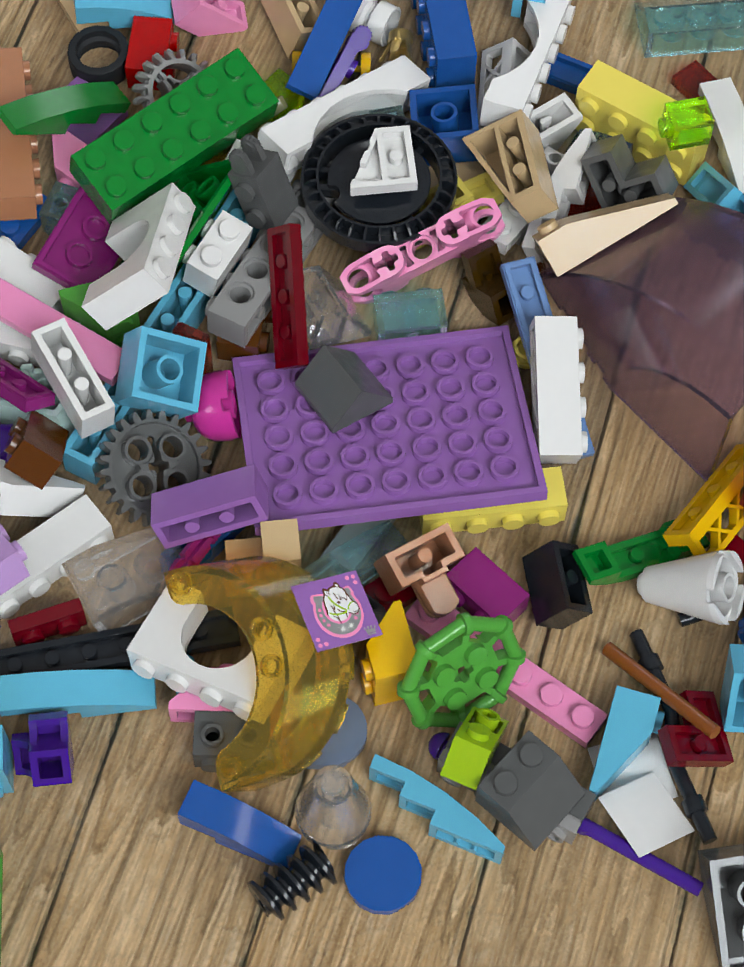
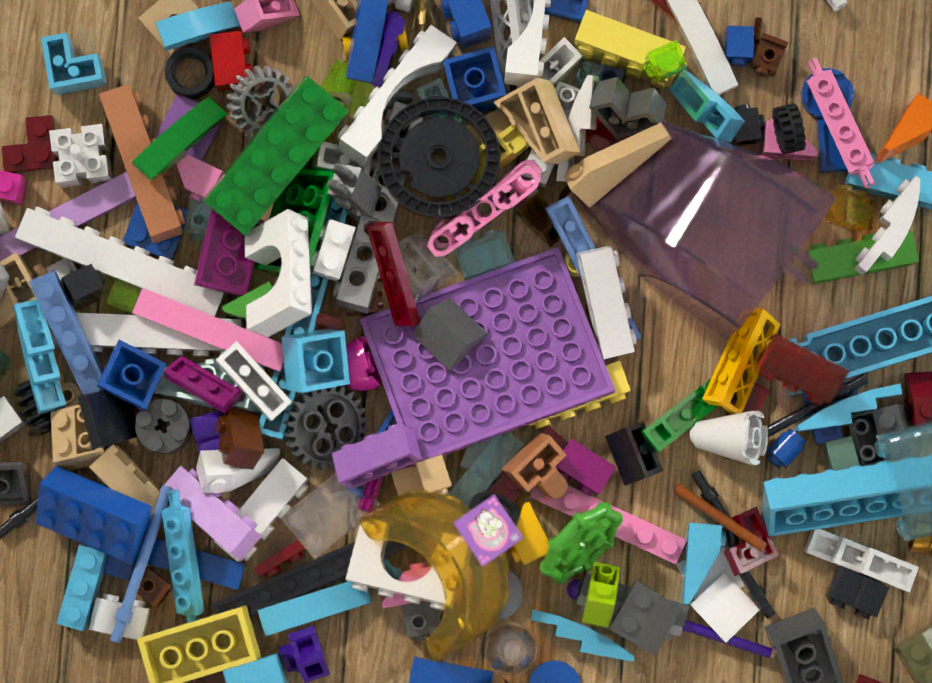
camera: 10 degrees left, 20 degrees up
(387, 163) = (444, 150): white wing -> none

